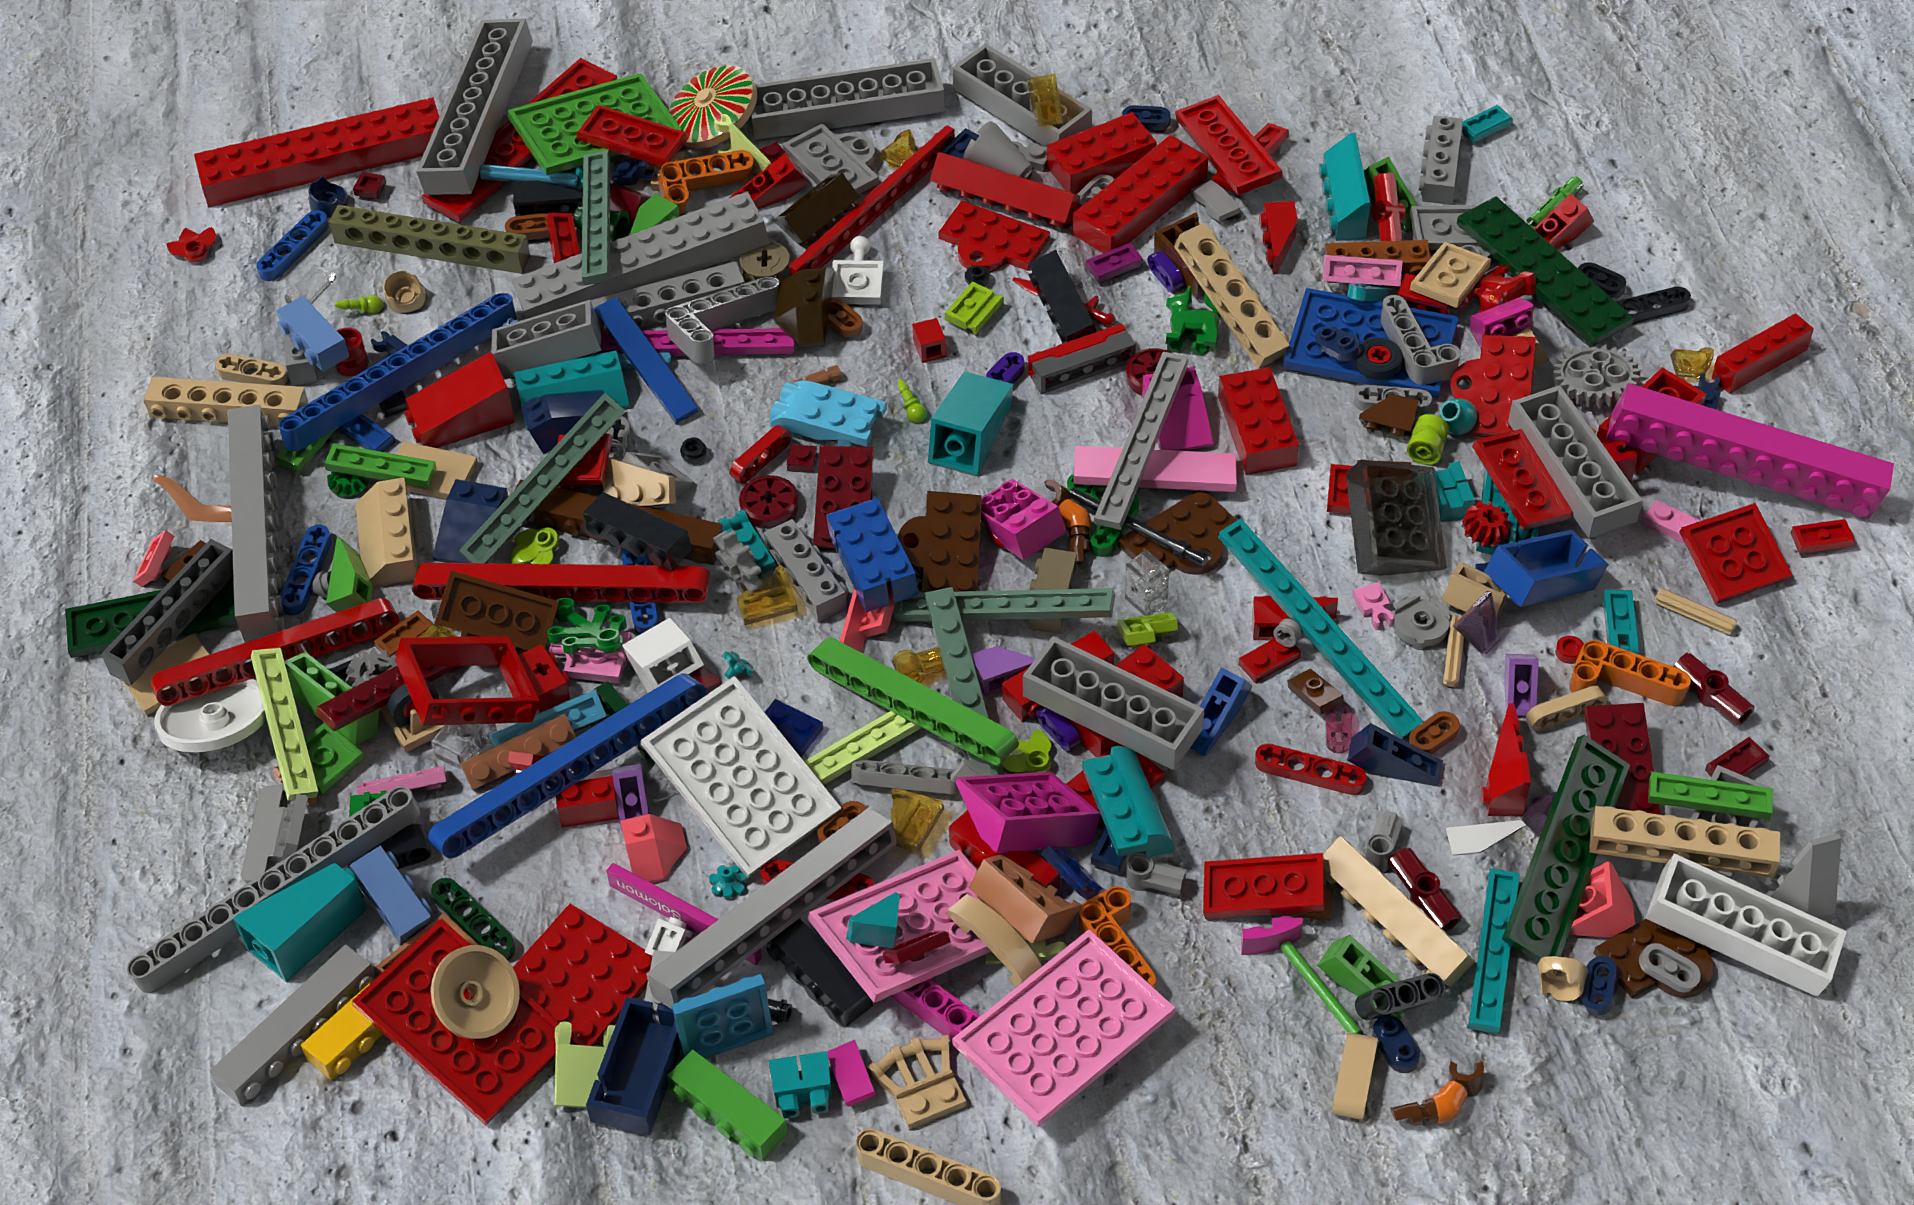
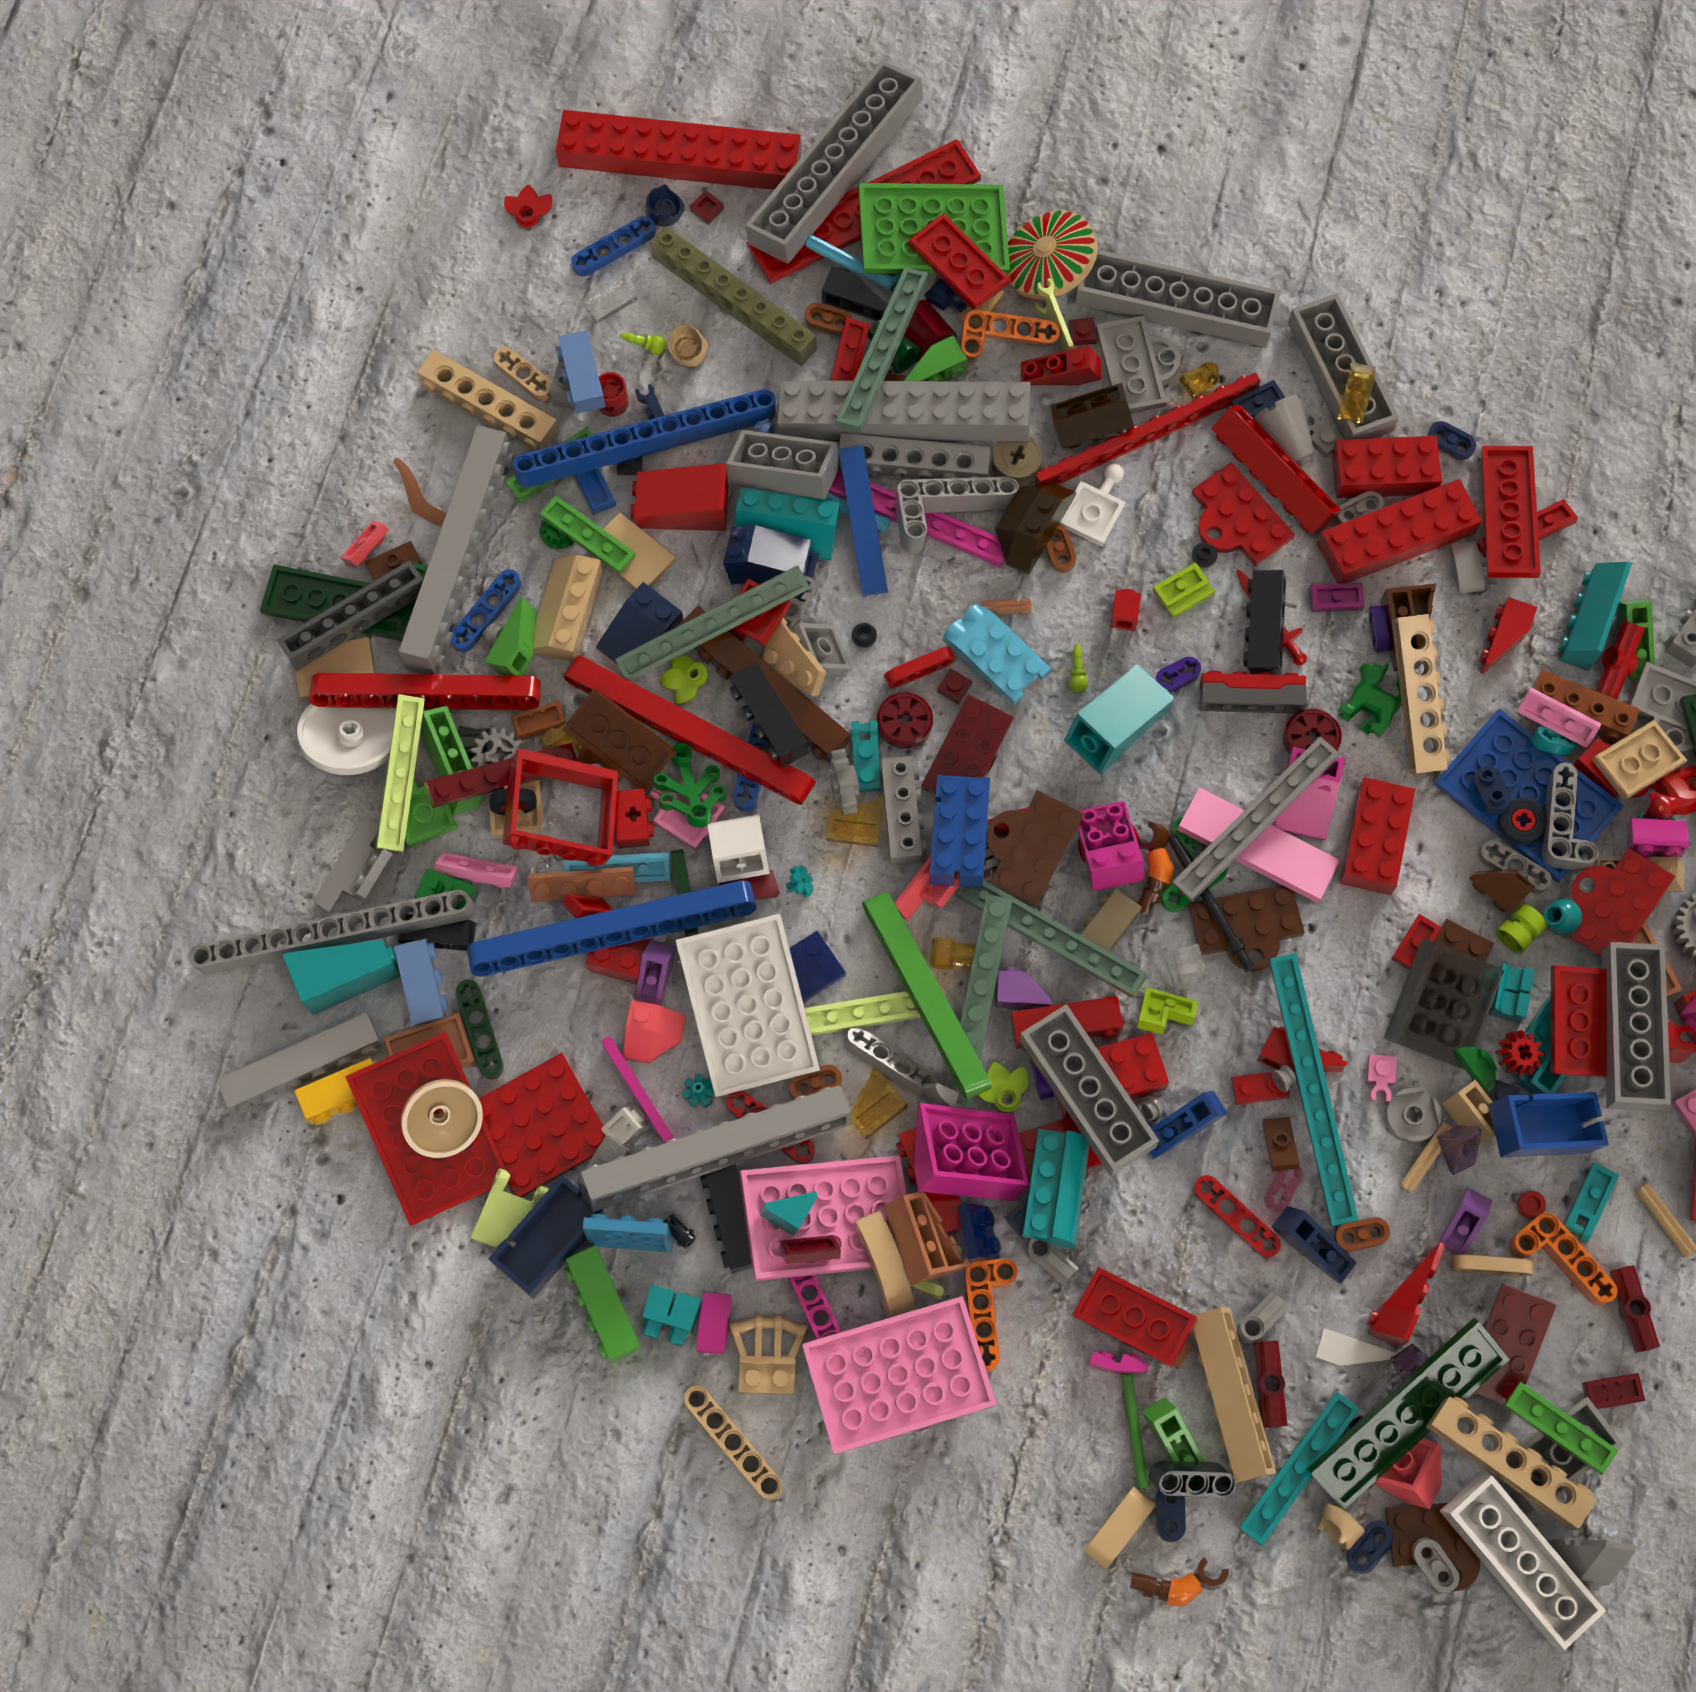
camera: 25 degrees right, 20 degrees up
(1453, 553) = (1478, 1066): none -> green plate

